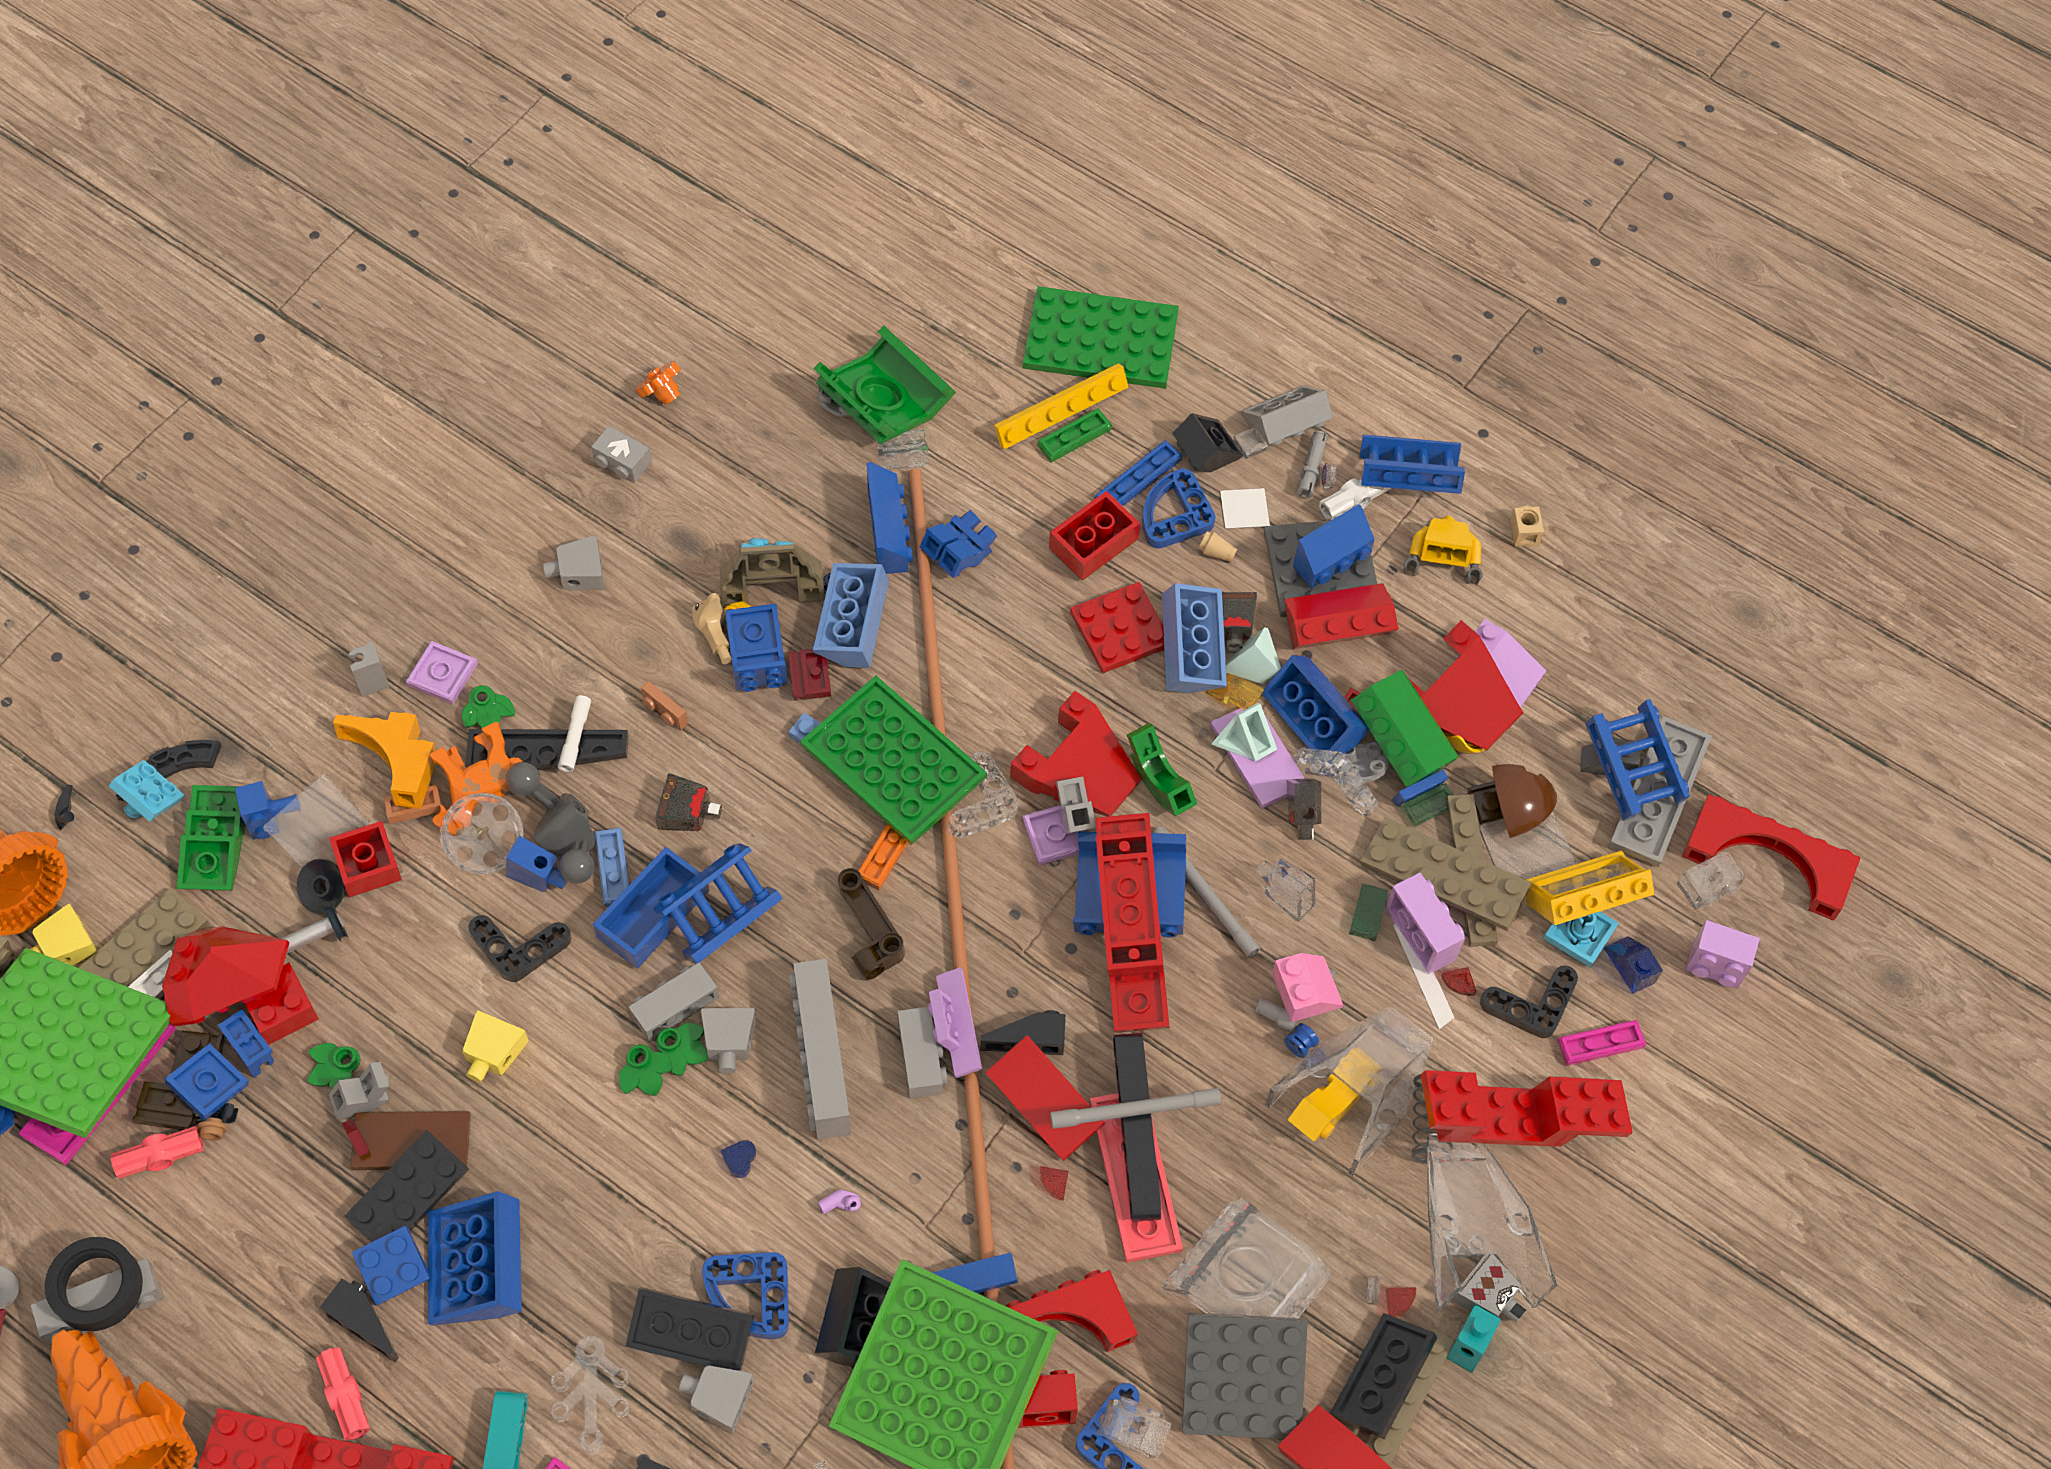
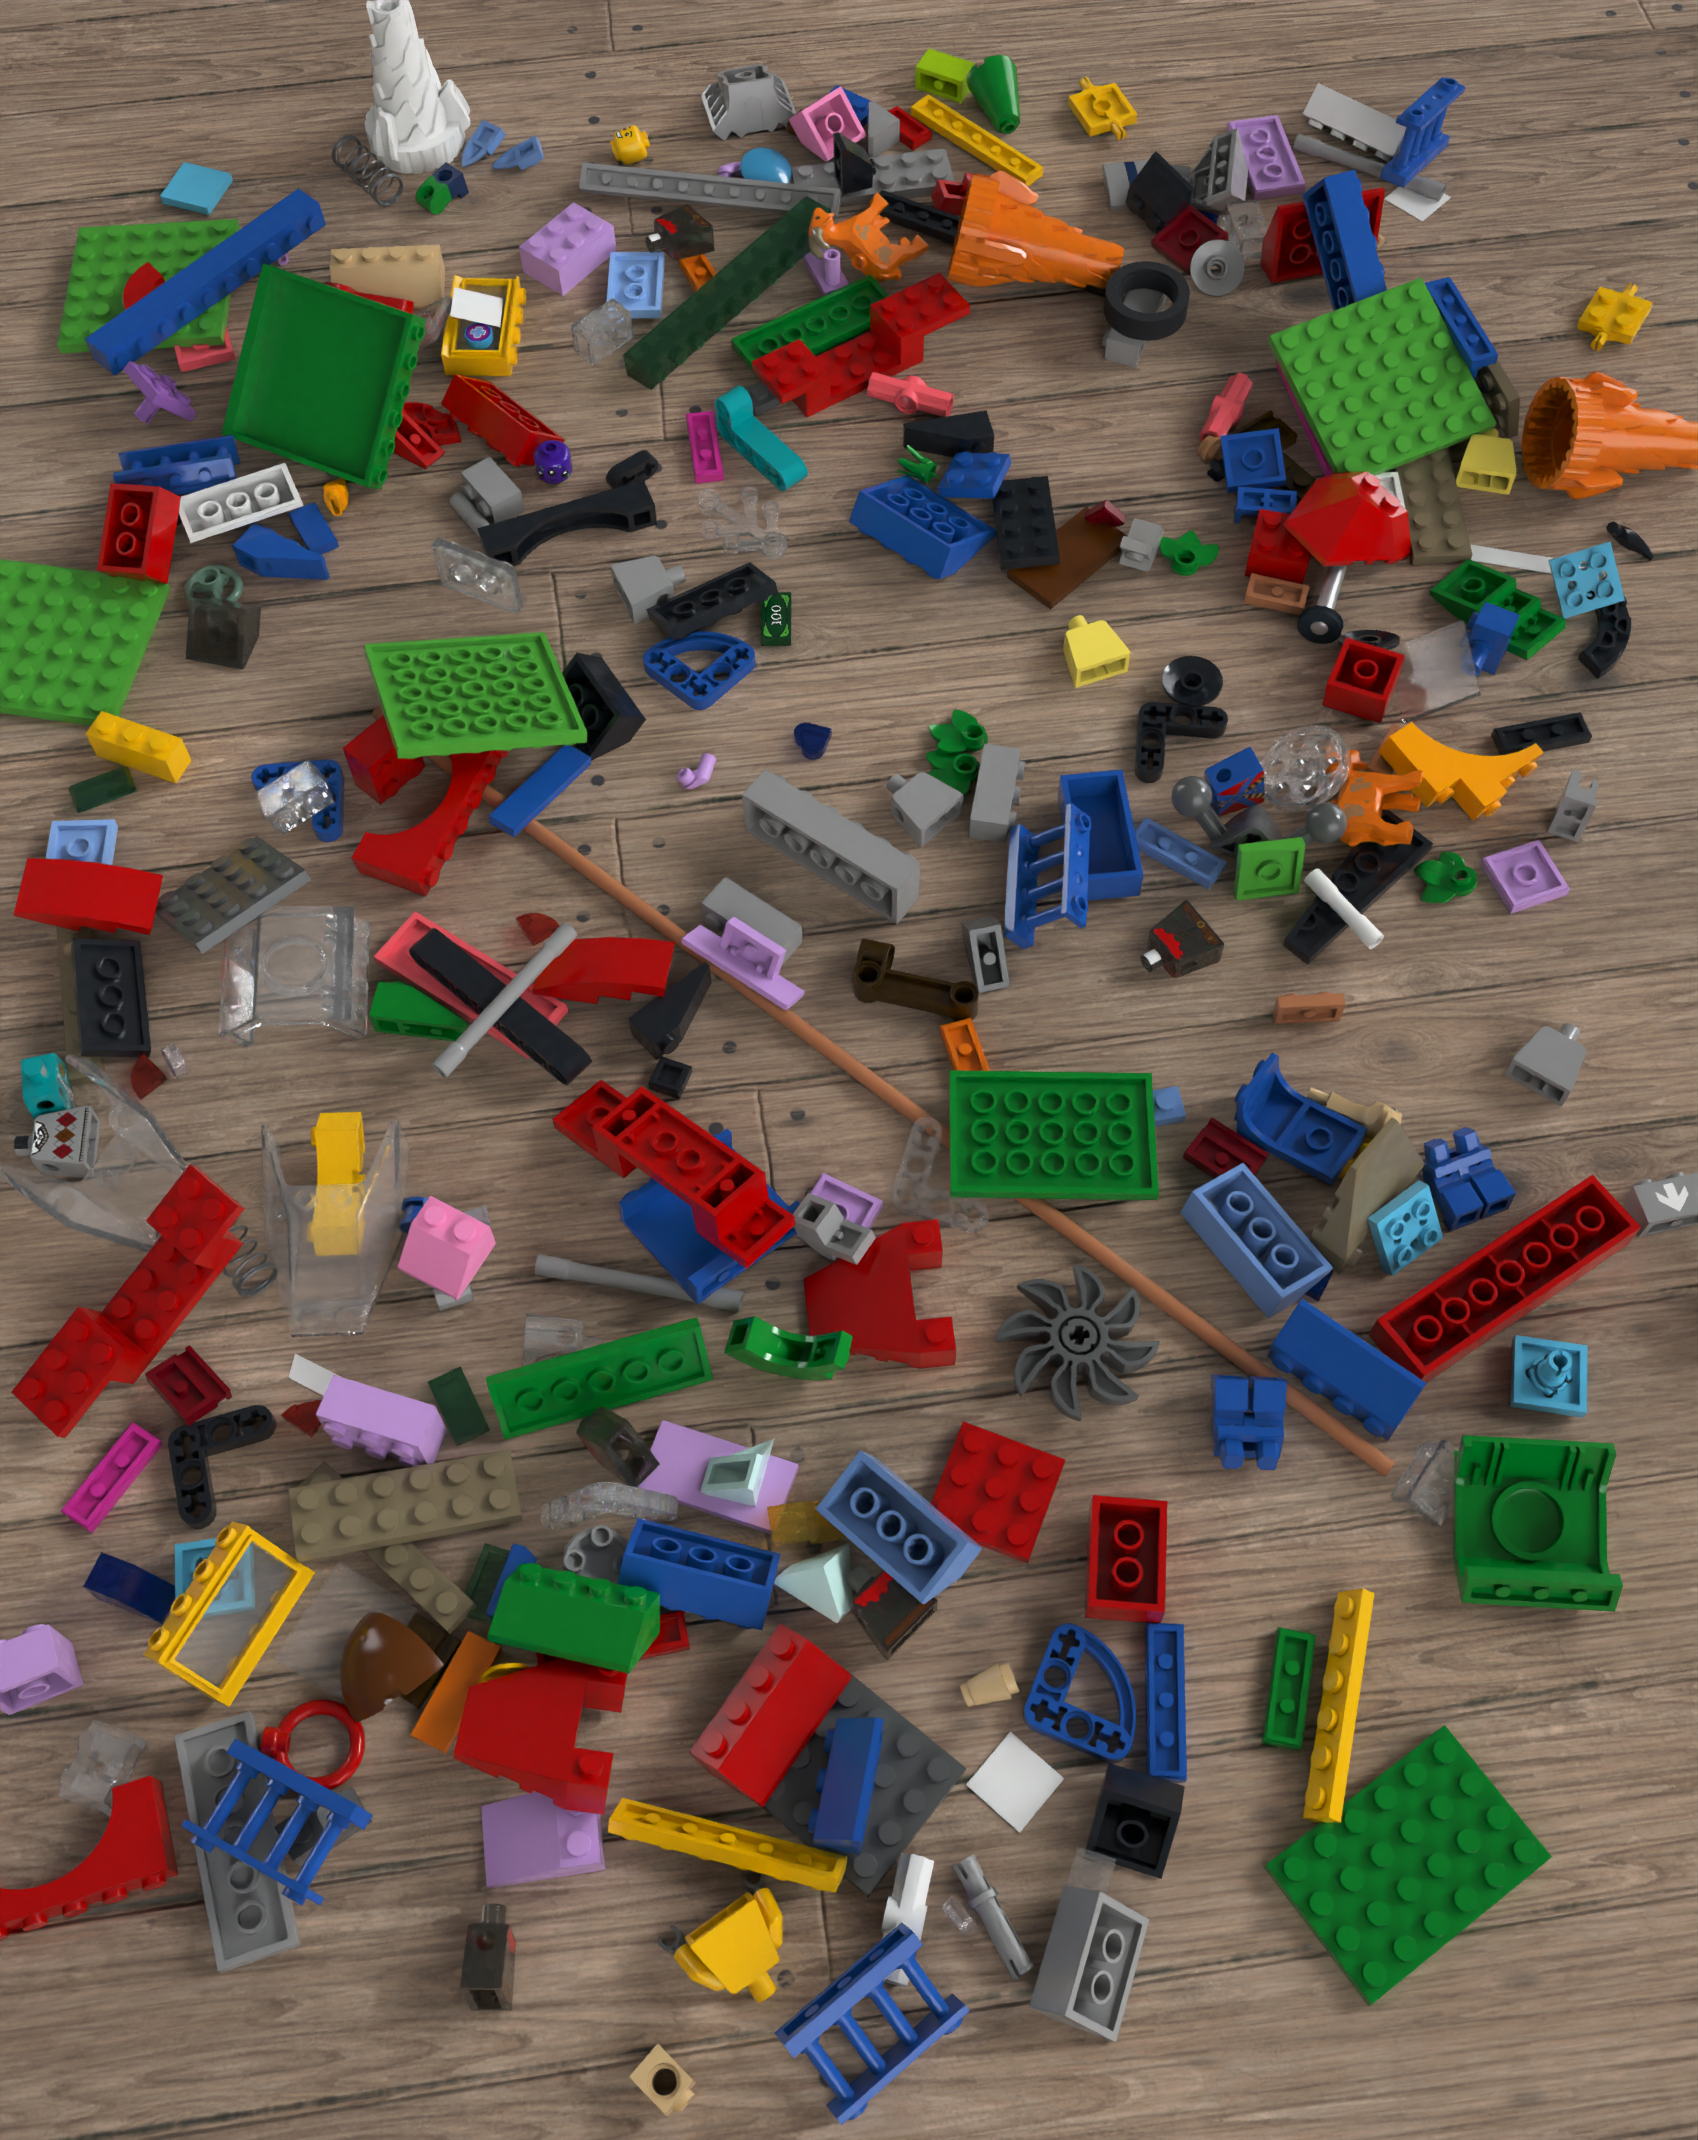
camera: 140 degrees right, 0 degrees up
(140, 856) = (1511, 559): none -> white sticker
(309, 740) = (1546, 733): none -> black tile
(325, 977) = (1276, 594): none -> nougat plate
(414, 1311) = (923, 471): none -> green piece
(459, 952) = (1196, 672): none -> black dish
(584, 793) = (1269, 868): none -> bright green plate
(660, 1277) = (776, 620): none -> dark green tile
(706, 549) = (1465, 1180): none -> blue hips
(753, 488) = (1504, 1280): none -> red brick
(783, 434) = (1547, 1376): none -> medium azure plate
(802, 903) = (986, 953): none -> dark grey slope
(1001, 653) = (1073, 1358): none -> dark grey piece
(1068, 1000) = (670, 1077): none -> black tile
(1193, 1186) = (408, 1012): none -> green slope
(1269, 841) = (599, 1376): none -> green plate
(1412, 582) = (728, 1845): none -> yellow plate
(1479, 769) = (444, 1711): none -> orange tile
(1519, 1053) = (188, 1385): none -> dark red plate
(1572, 628) = (489, 1961): none -> clear smoke torso
(1606, 818) = (277, 1740): none -> red piece

